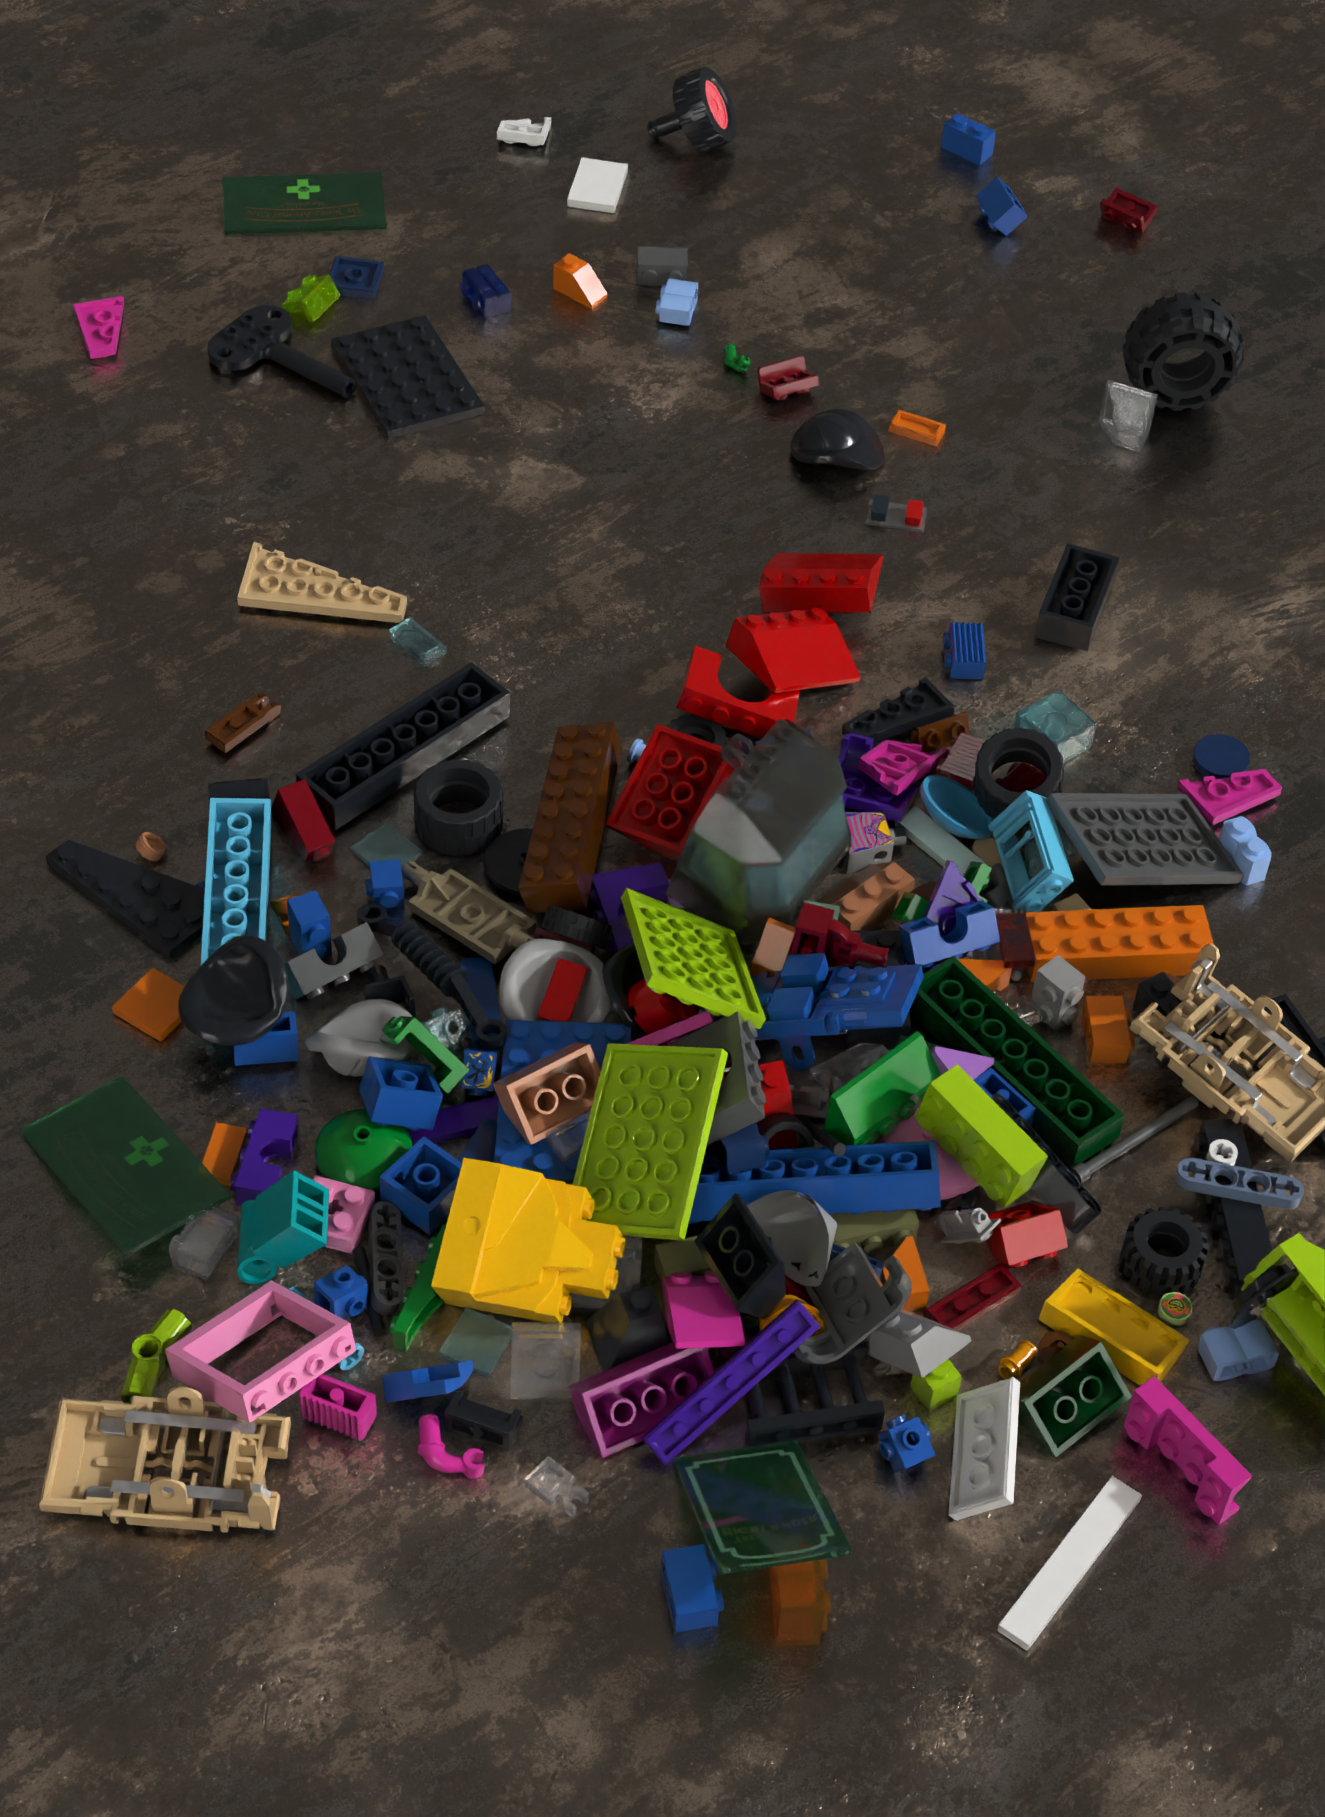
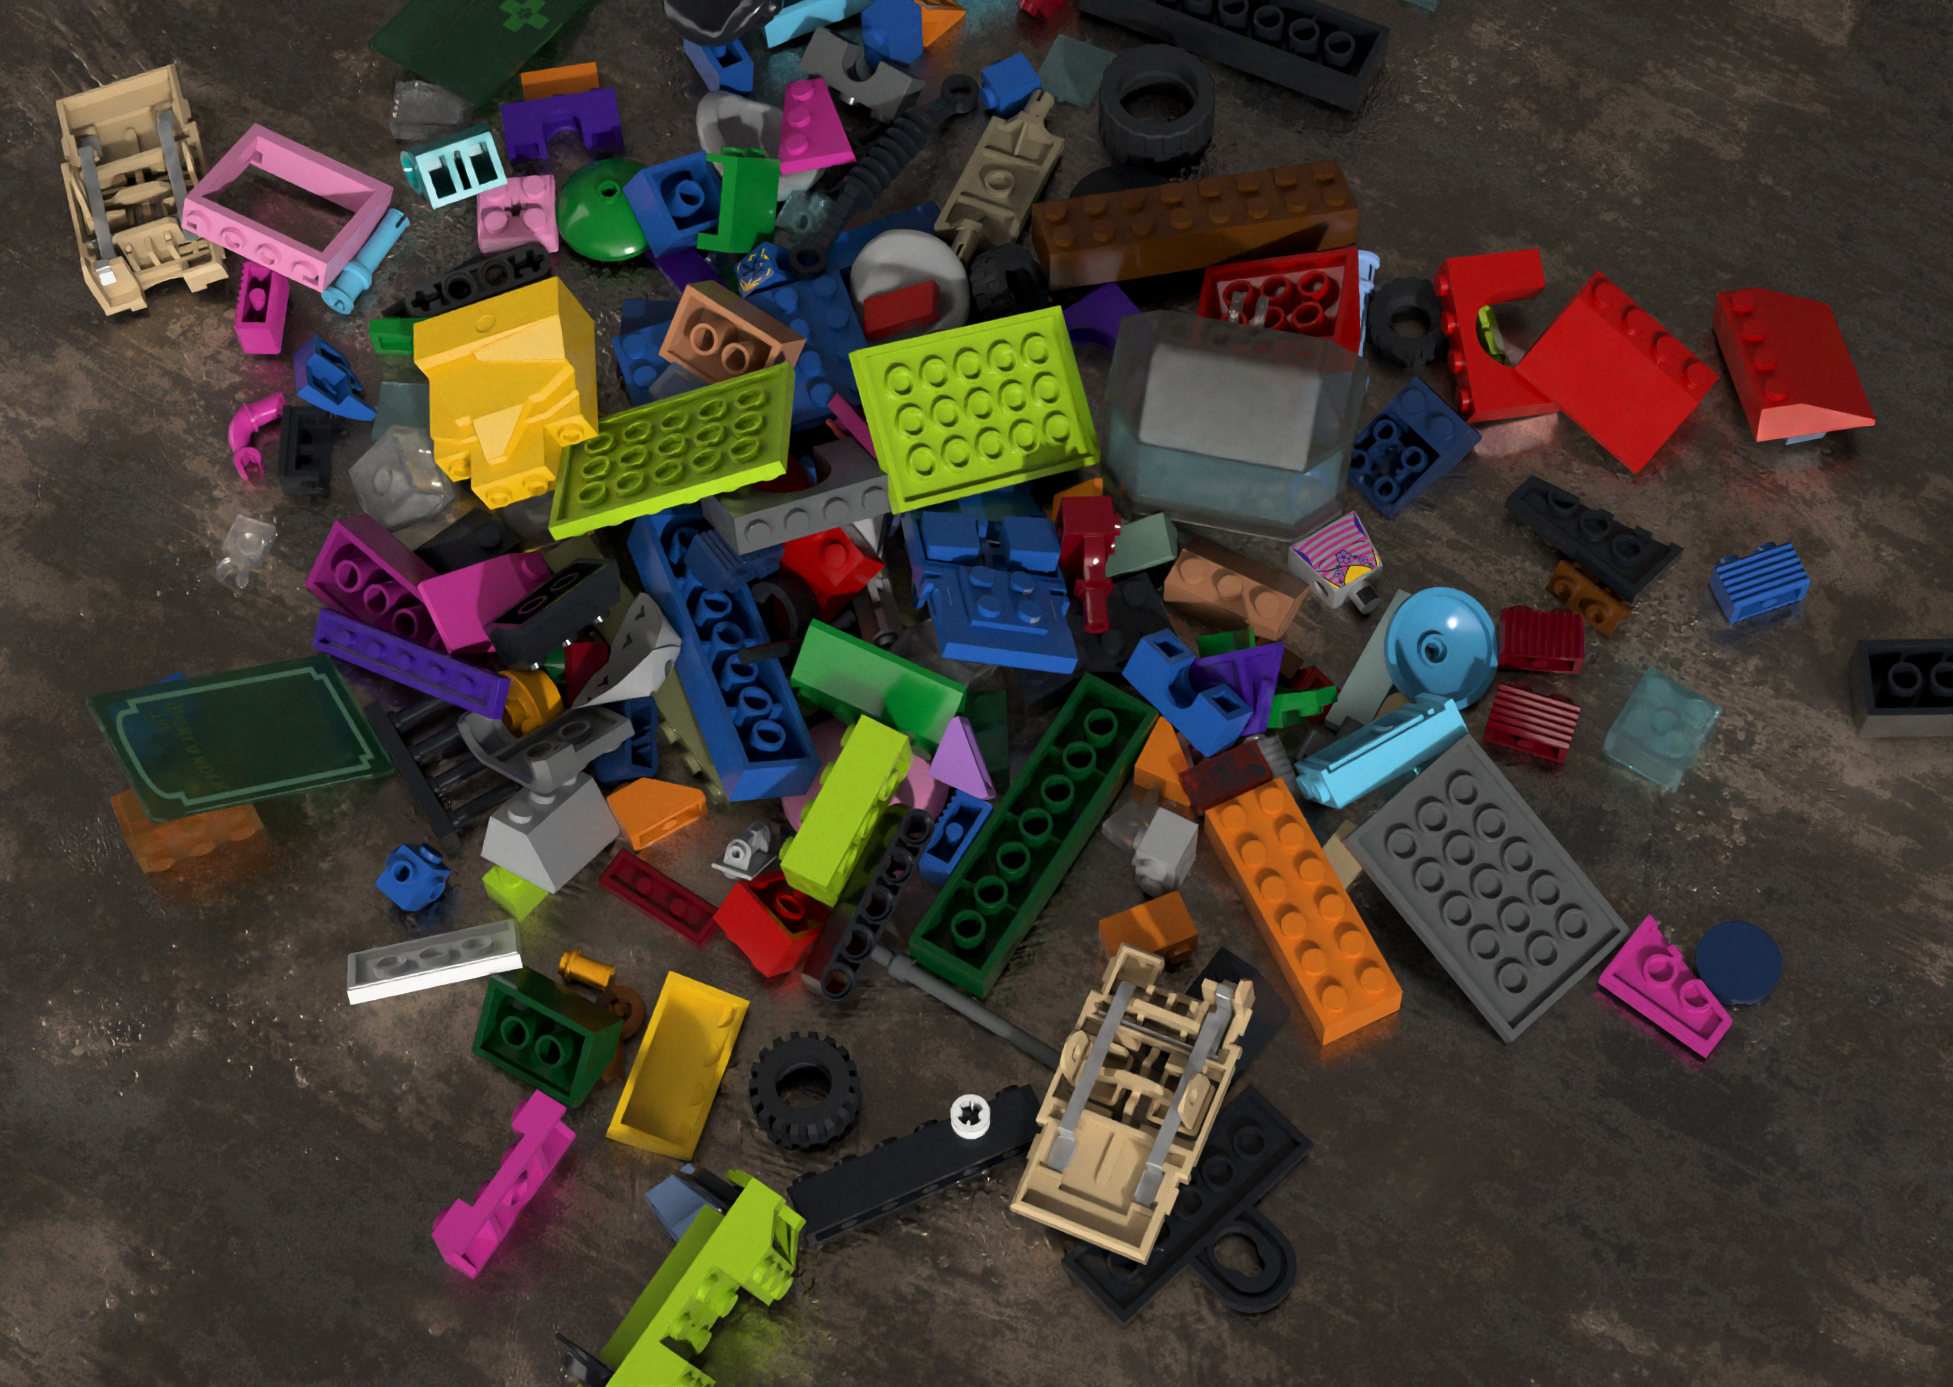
camera: 75 degrees right, 15 degrees up
(145, 1371) = (299, 125): lime piece -> none
(342, 1293) = (404, 258): blue brick -> none
(371, 996) = (811, 129): none -> dark pink wing
(422, 1184) = (592, 272): blue brick -> none
(862, 791) = (1426, 527): dark purple piece -> none
(898, 764) = (1489, 560): dark pink wing -> none
(1015, 746) = (1508, 653): black tyre -> none
(1069, 1563) = (331, 1104): white tile -> none
(1175, 1309) = (737, 1132): tile -> none
(1238, 1188) = (933, 1148): sand blue beam -> none
(1246, 849) = (1558, 1028): light blue brick -> none

